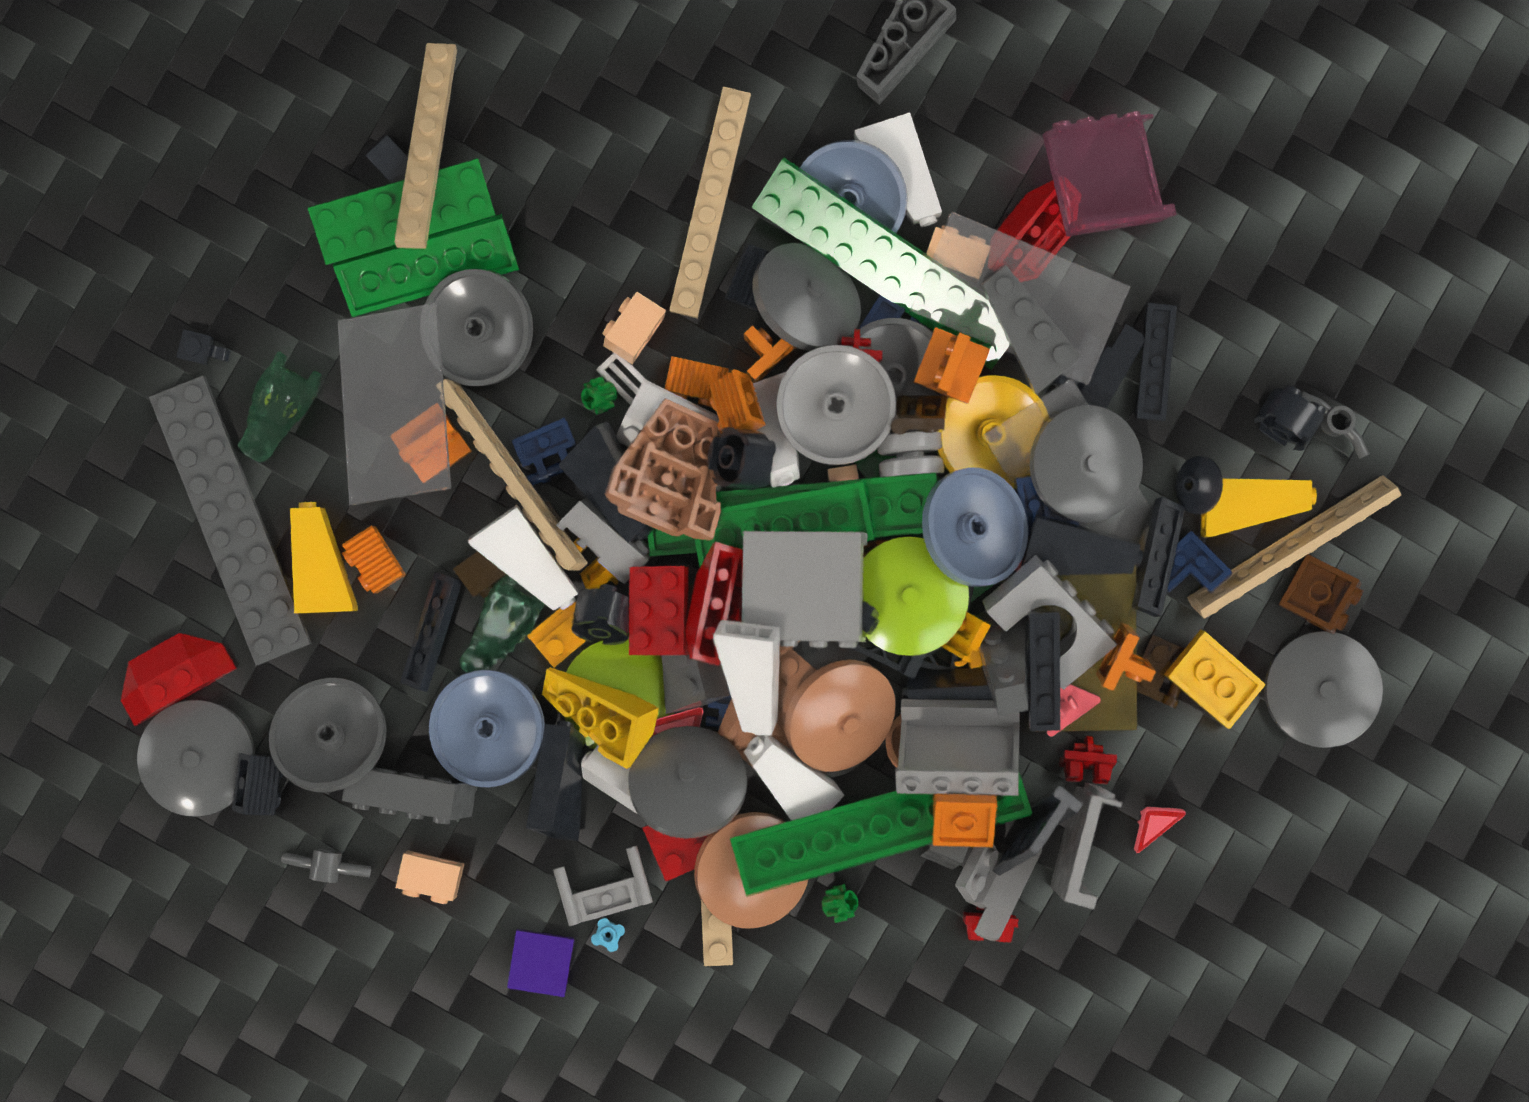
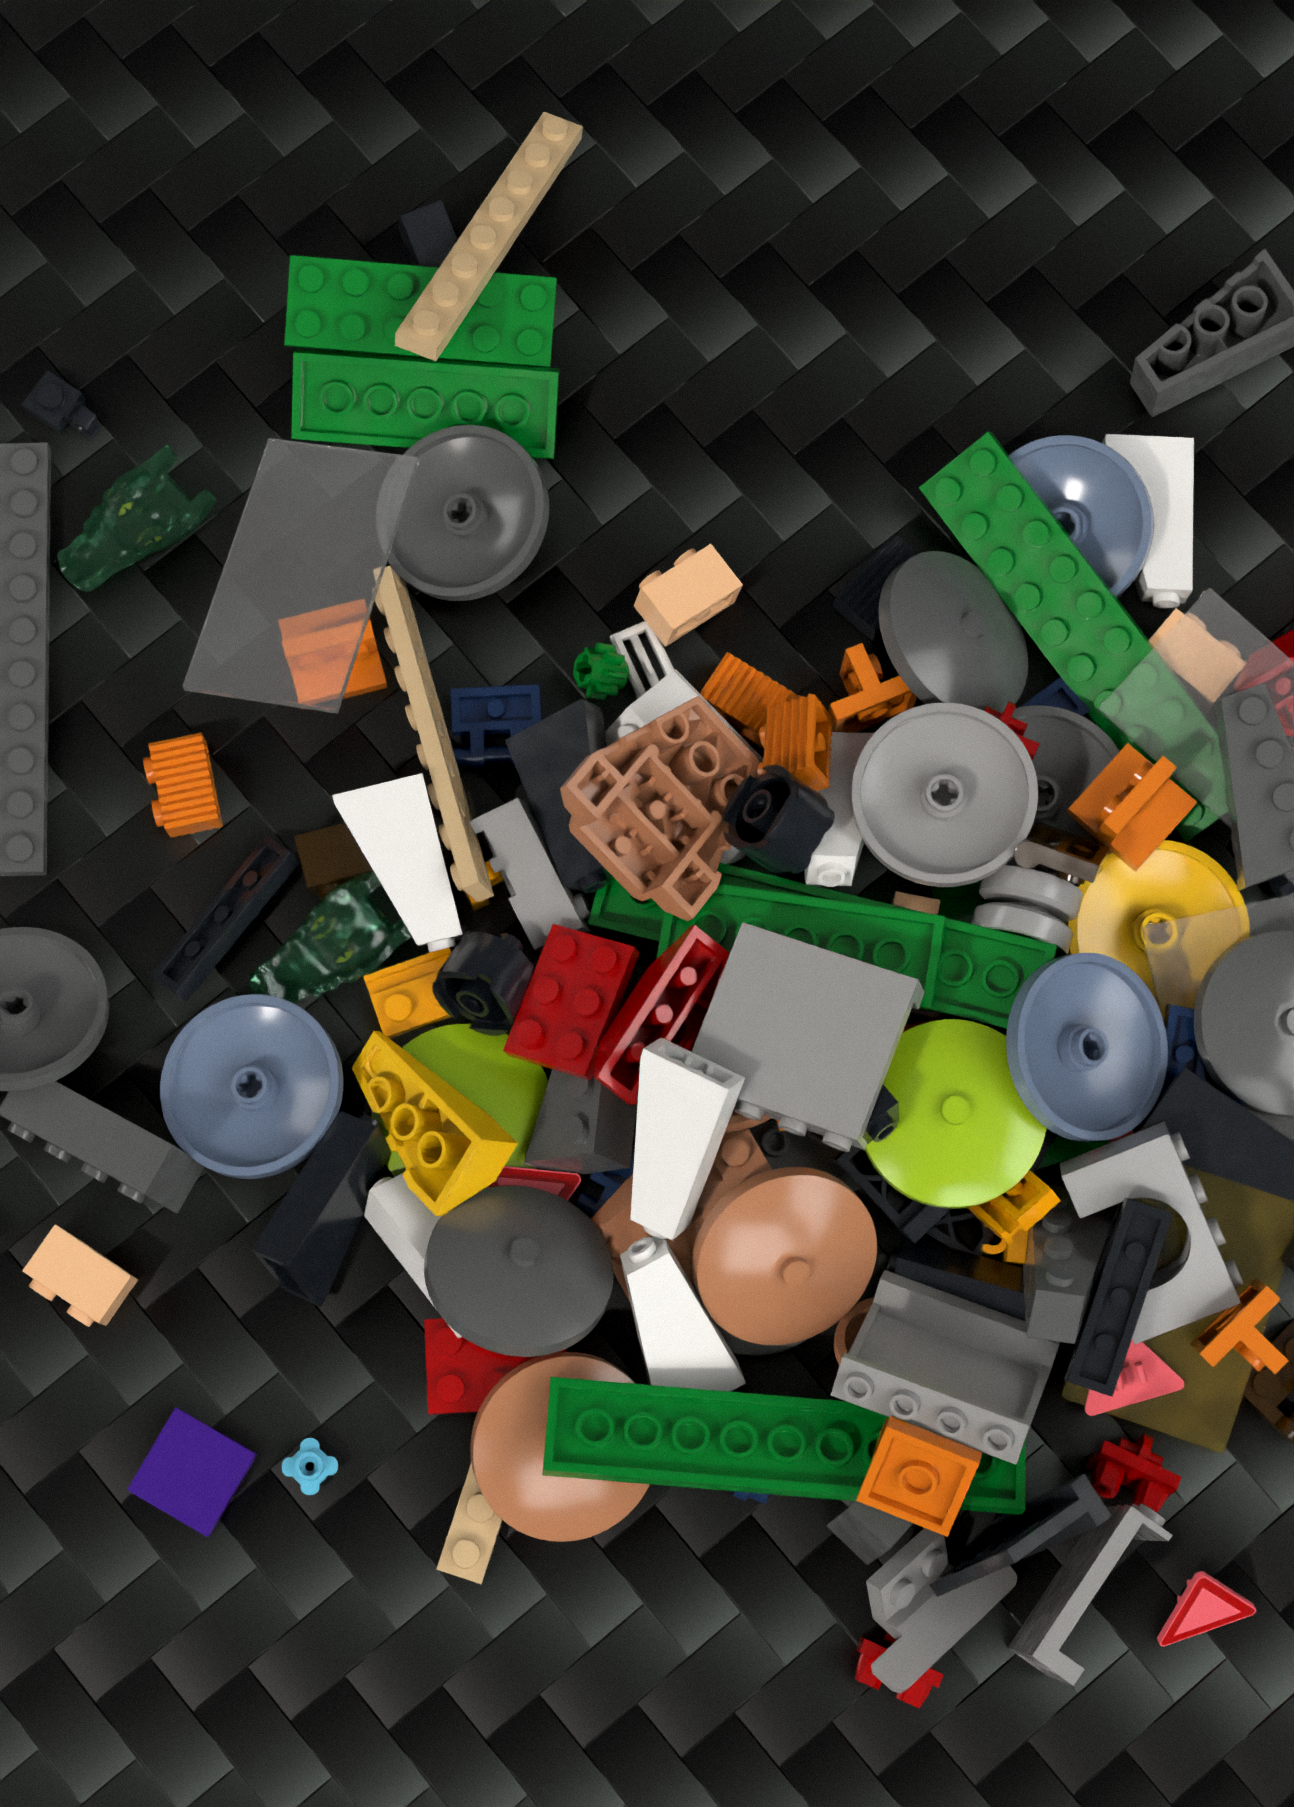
camera: 15 degrees right, 10 degrees down
(317, 566) = (100, 764): yellow slope -> none
(596, 575) = (501, 920): light orange tile -> none
(605, 898) = (327, 1408): light grey plate -> none
(710, 202) = (860, 467): tan plate -> none
(839, 903) = (678, 1549): green gear -> none

